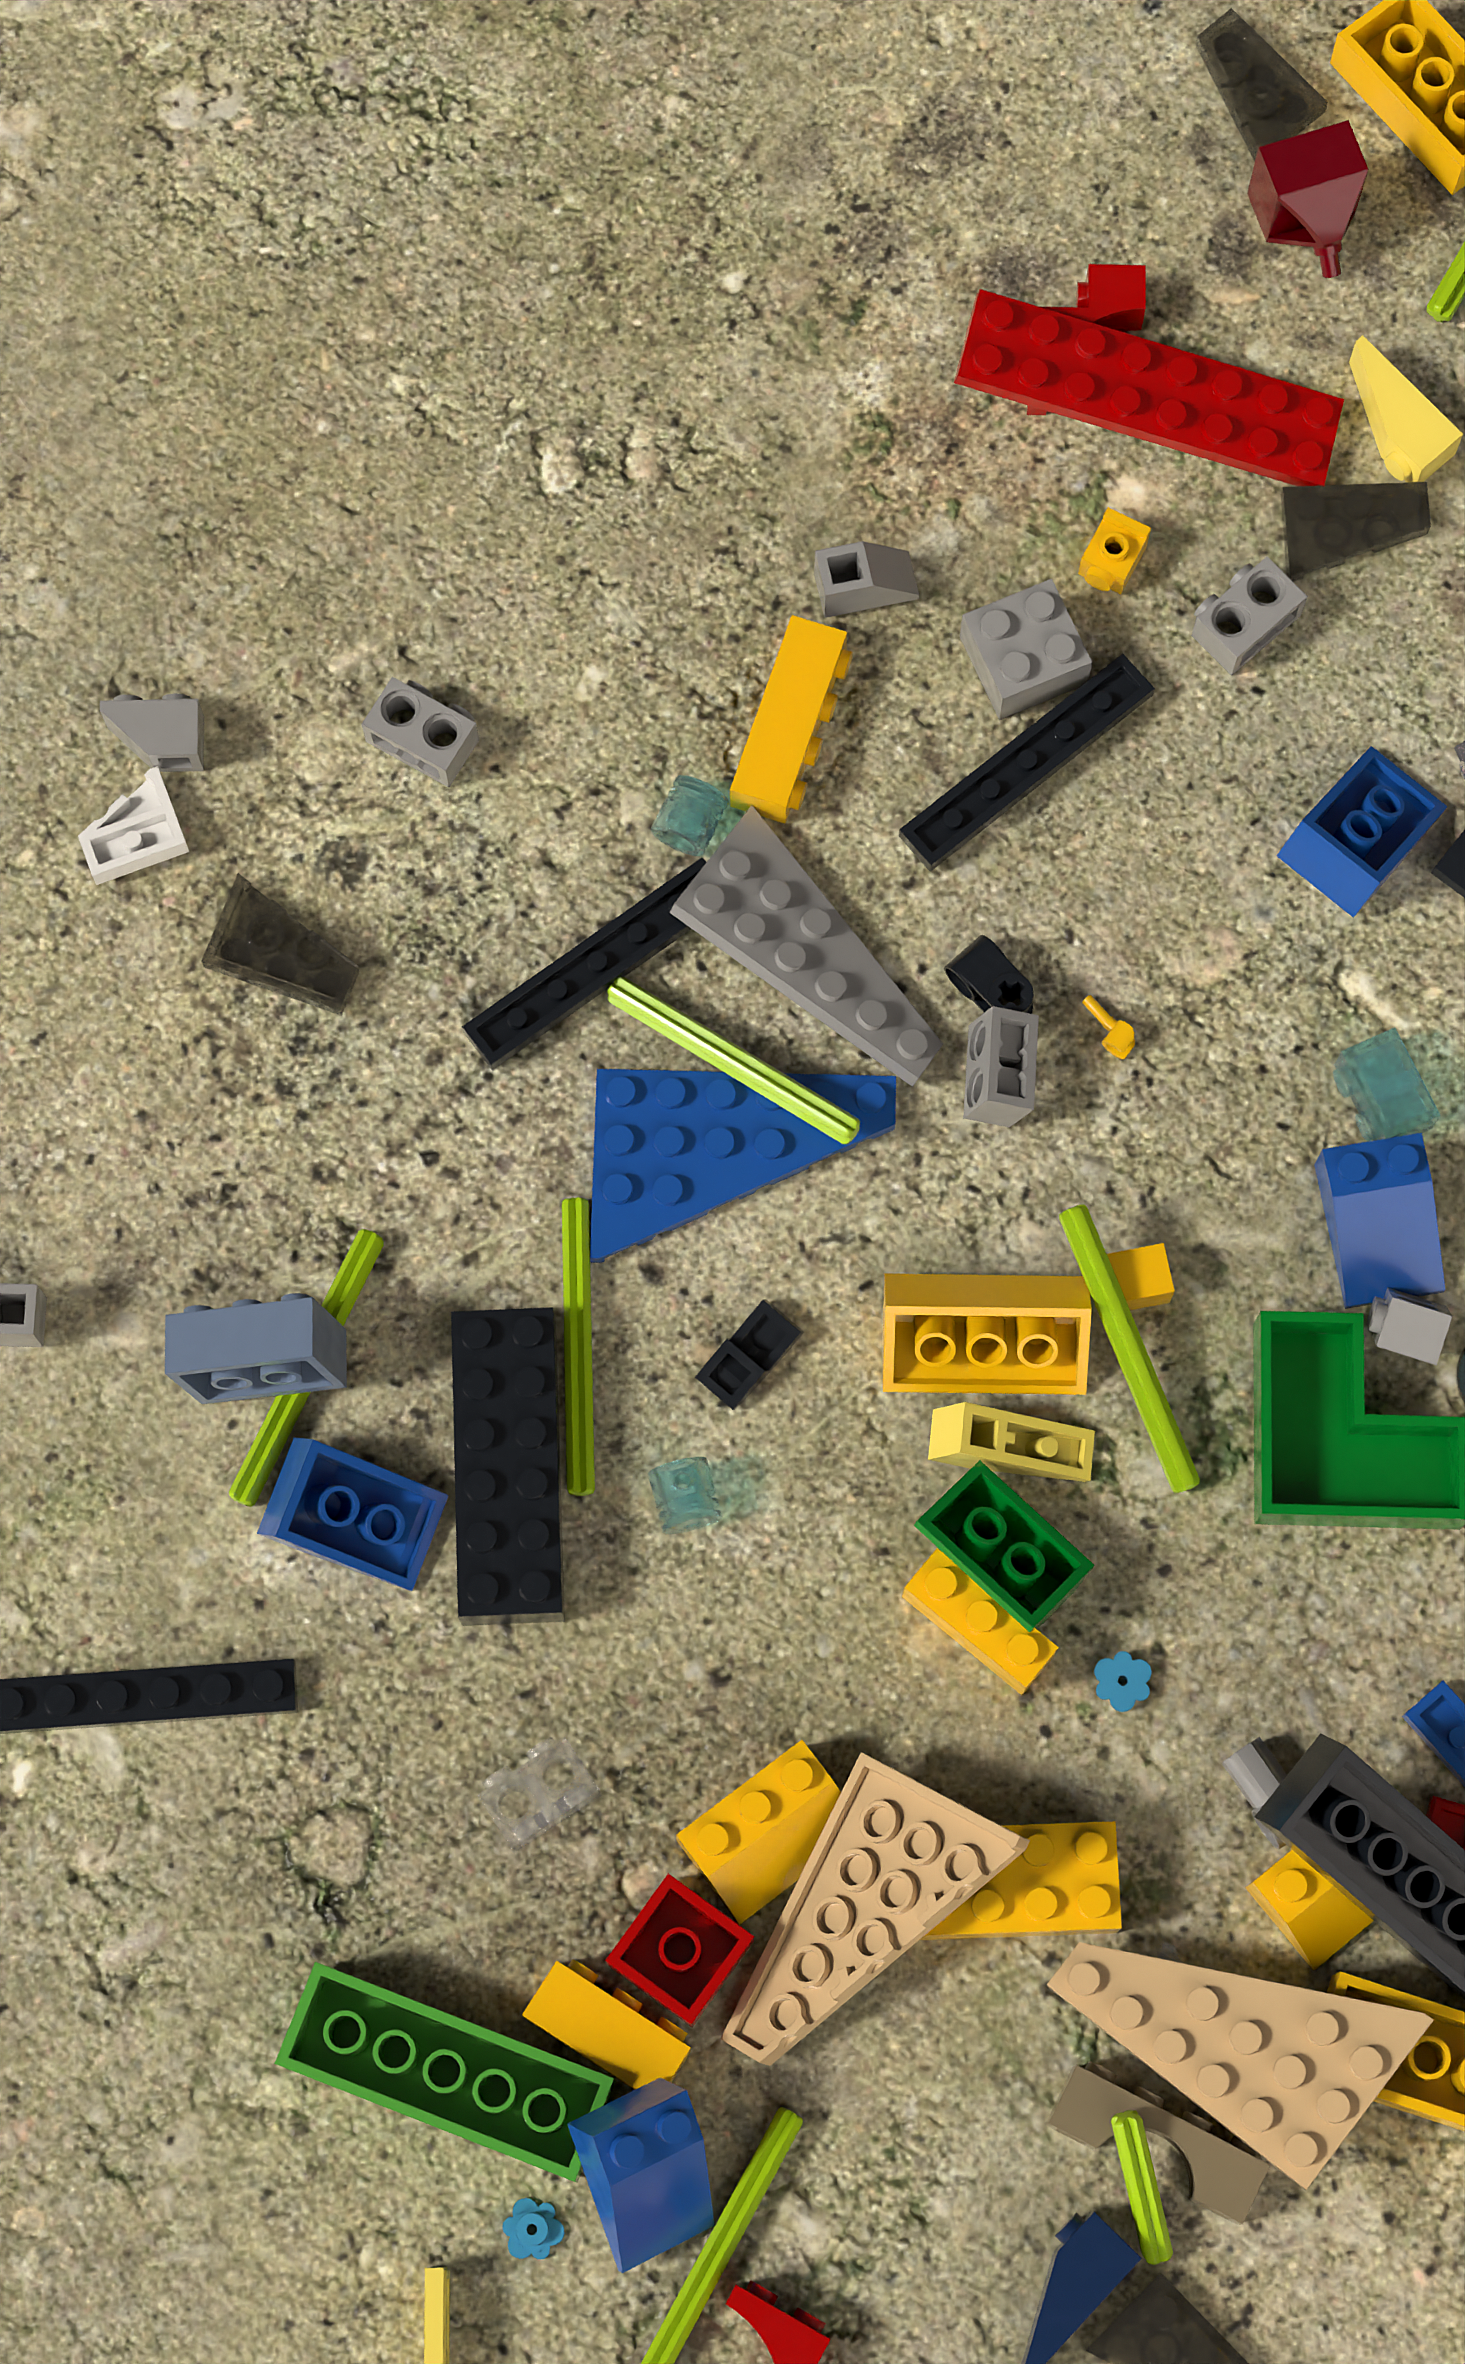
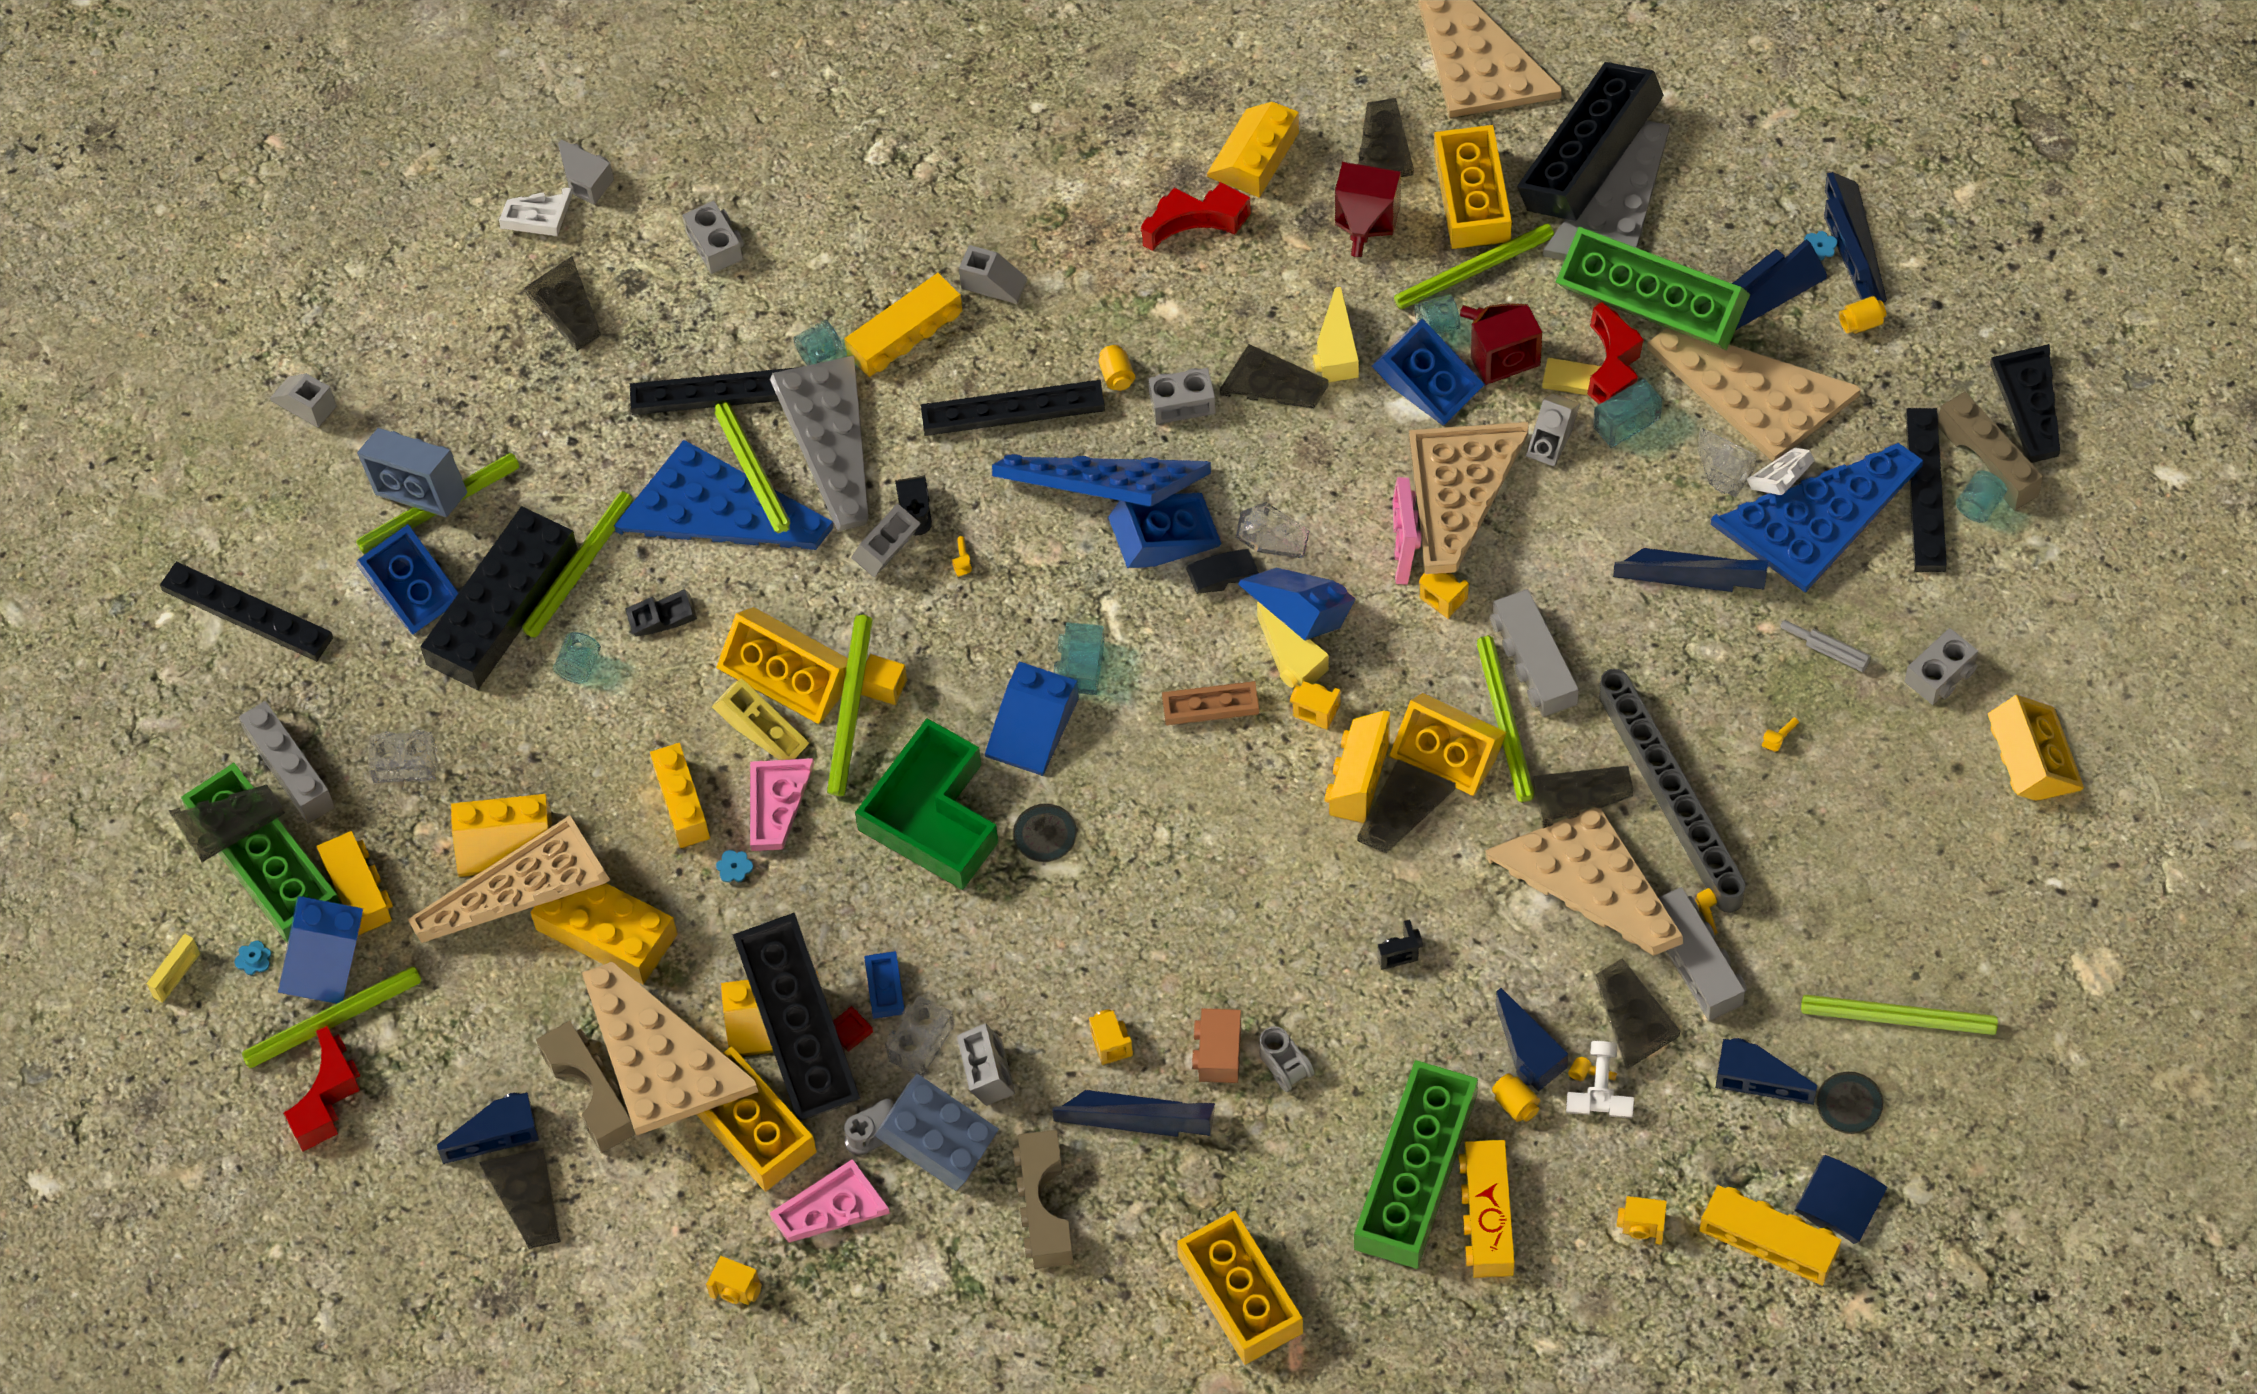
camera: 35 degrees right, 15 degrees down
(375, 2069) = (222, 823): none -> clear smoke wing
(376, 1903) = (286, 762): none -> light grey brick
(680, 1950) = (415, 862): red brick -> none
(1005, 1546) = (713, 762): green slope -> none
(1025, 649) = (1050, 351): light grey brick -> none
(1086, 184) = (1256, 147): none -> yellow slope
(1111, 1531) = (775, 799): none -> bright pink wing
(1122, 536) = (1134, 330): yellow brick -> none
(1129, 623) = (1116, 368): none -> yellow brick
(1142, 2186) = (560, 1097): lime axle -> none
(1148, 390) = (1207, 259): red plate -> none
(1270, 790) = (1126, 480): none -> blue wing
(1409, 1325) = (1001, 768): light grey brick -> none

